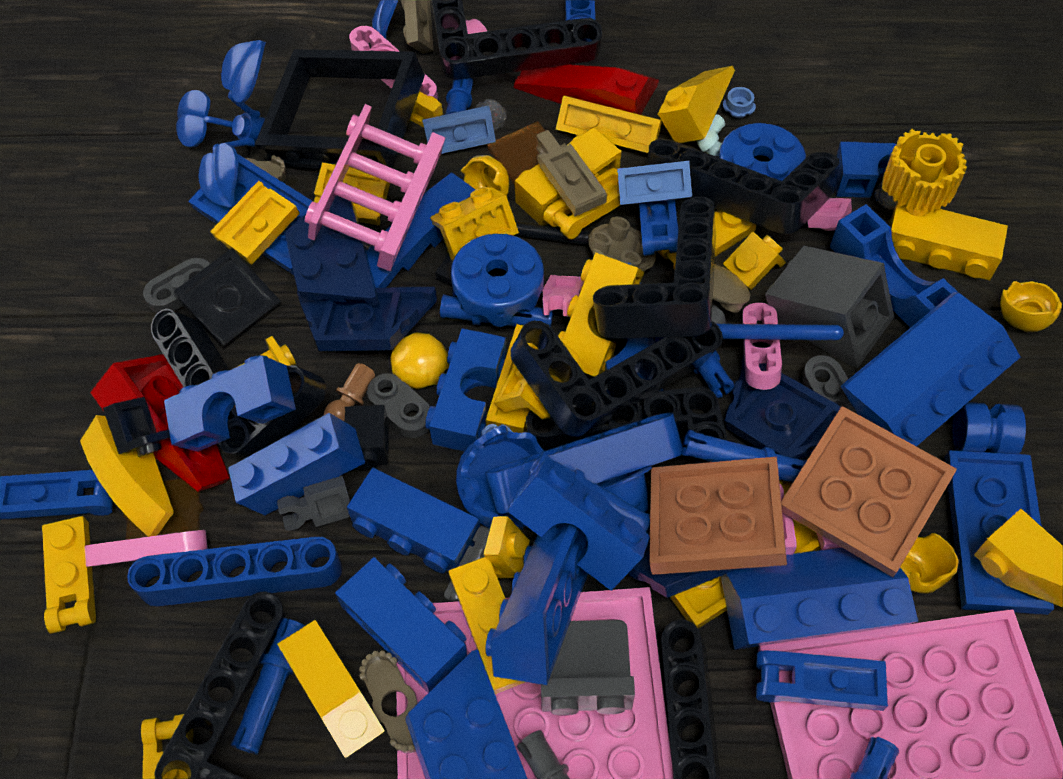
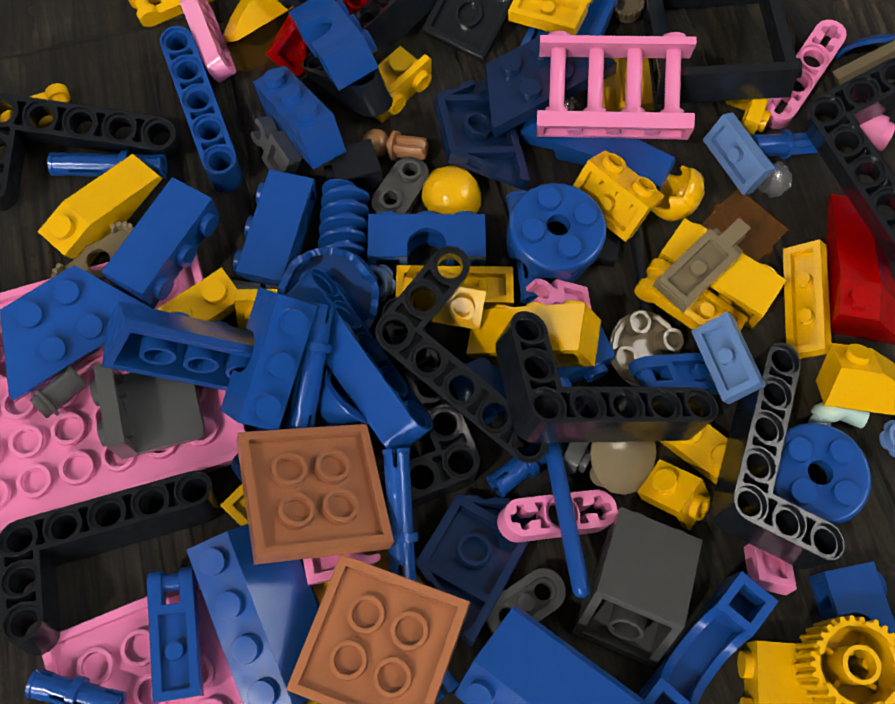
camera: 70 degrees right, 10 degrees up
(421, 457) = (343, 216): none -> blue piece

